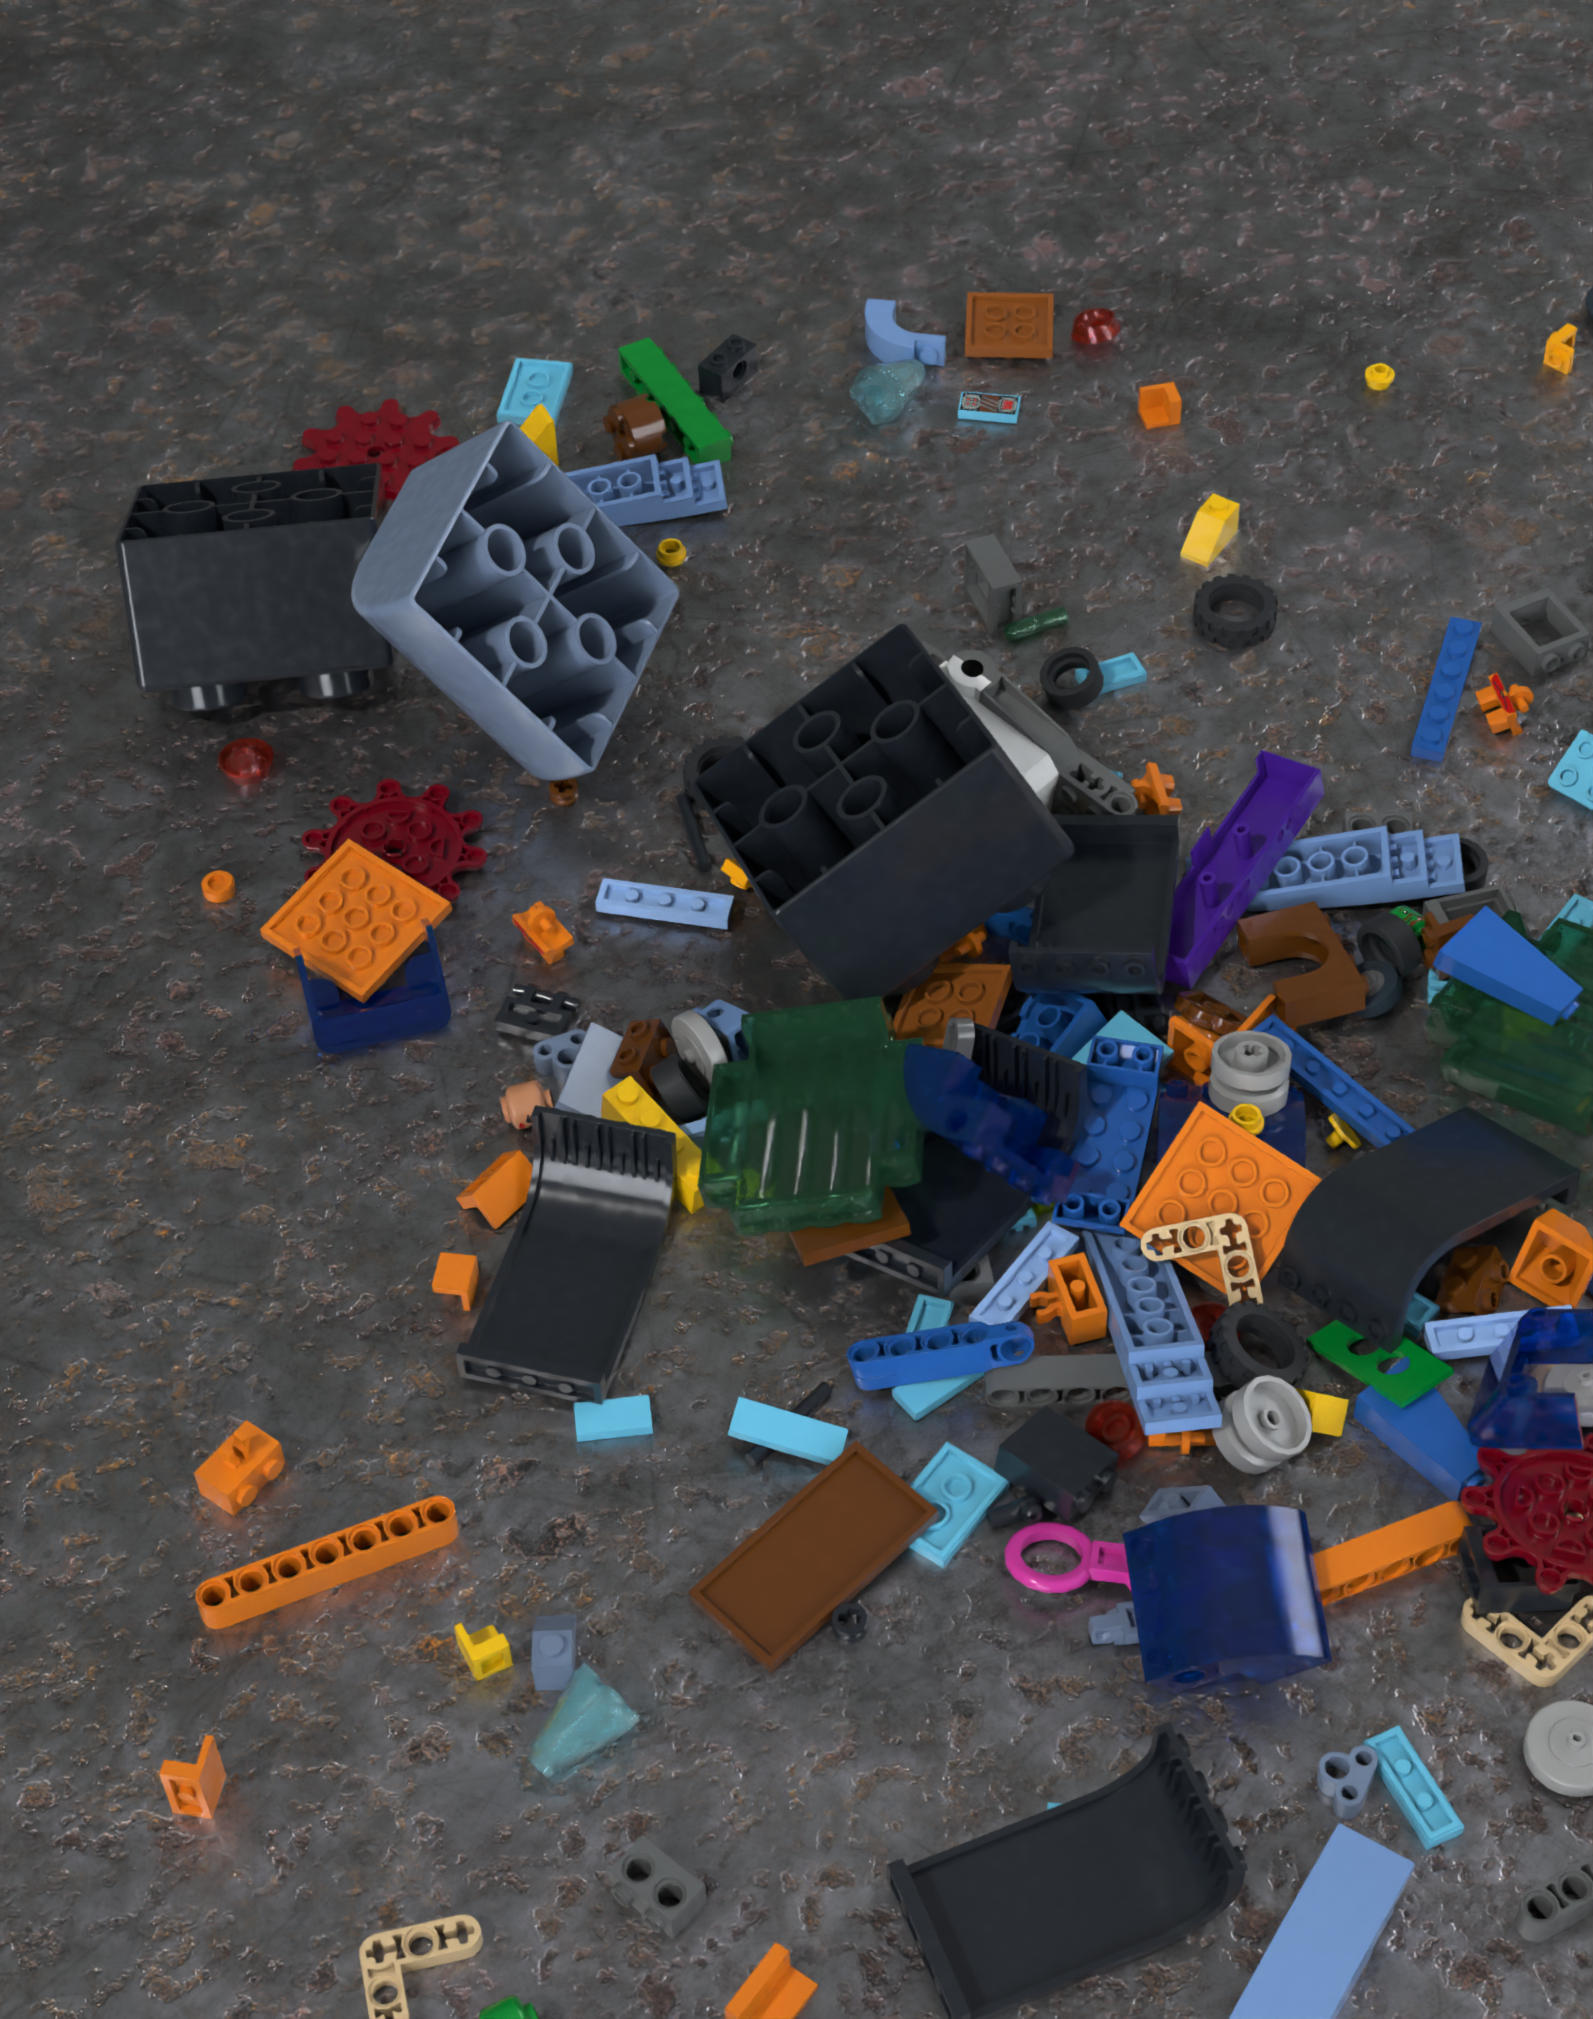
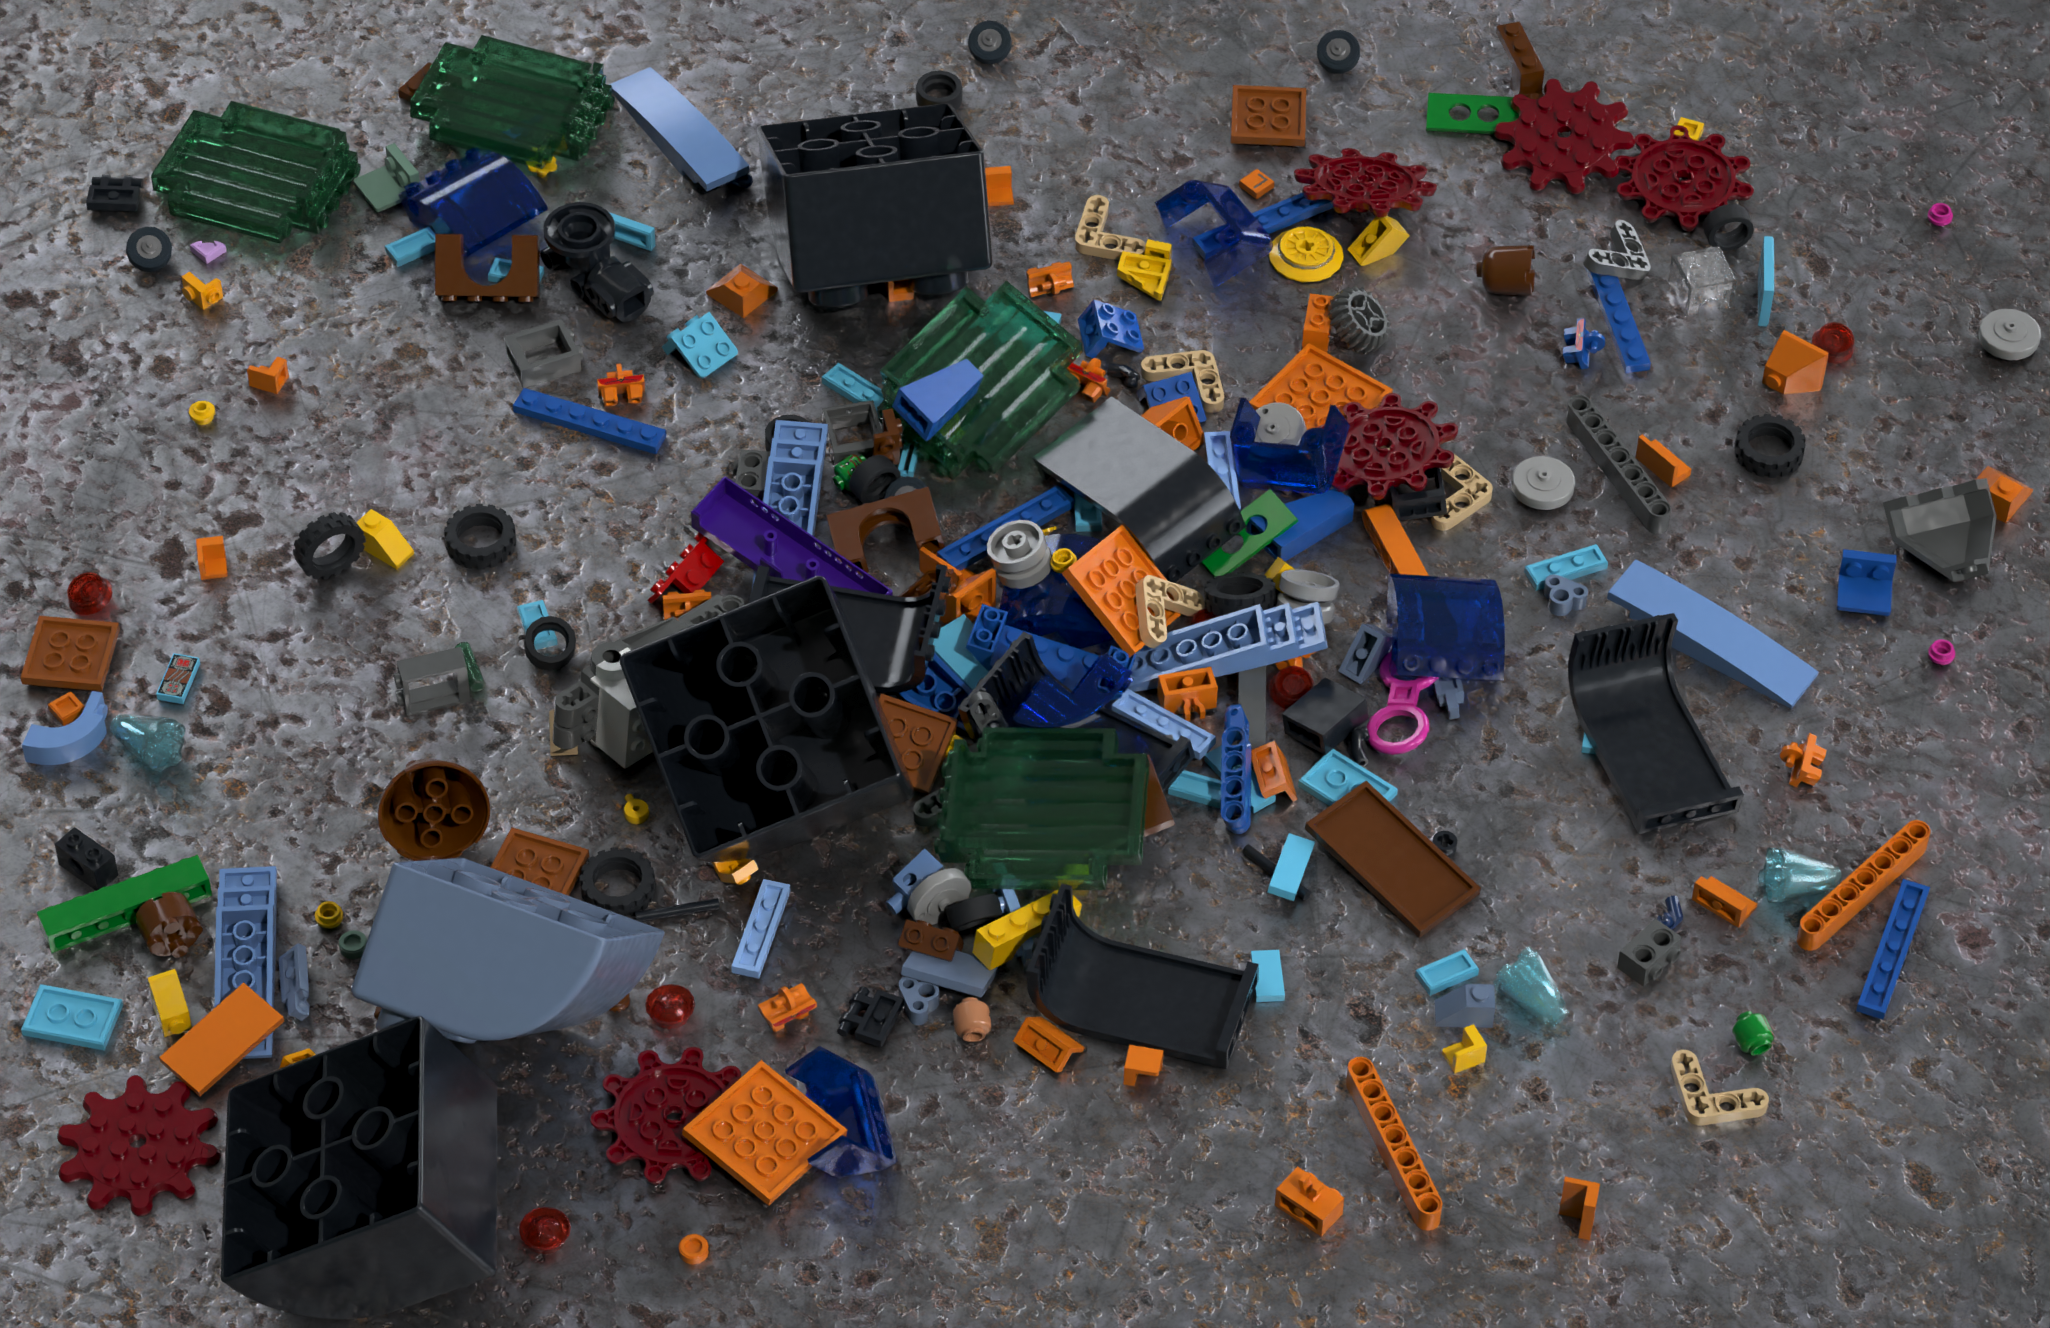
camera: 90 degrees left, 0 degrees up
(549, 835) = (670, 1006): none -> clear red hat
(625, 1630) = (1447, 972): none -> medium azure tile
(732, 1926) = (1674, 914): none -> dark blue arm
(733, 700) = (541, 860): none -> dark orange plate
(801, 591) = (433, 810): none -> reddish brown cone
(943, 329) = (66, 708): none -> orange tile
(951, 1409) = (1272, 771): none -> orange panel
(1188, 469) = (320, 531): none -> black tyre
(1205, 790) = (692, 571): none -> red bracket
(1444, 419) = (268, 378): none -> orange panel

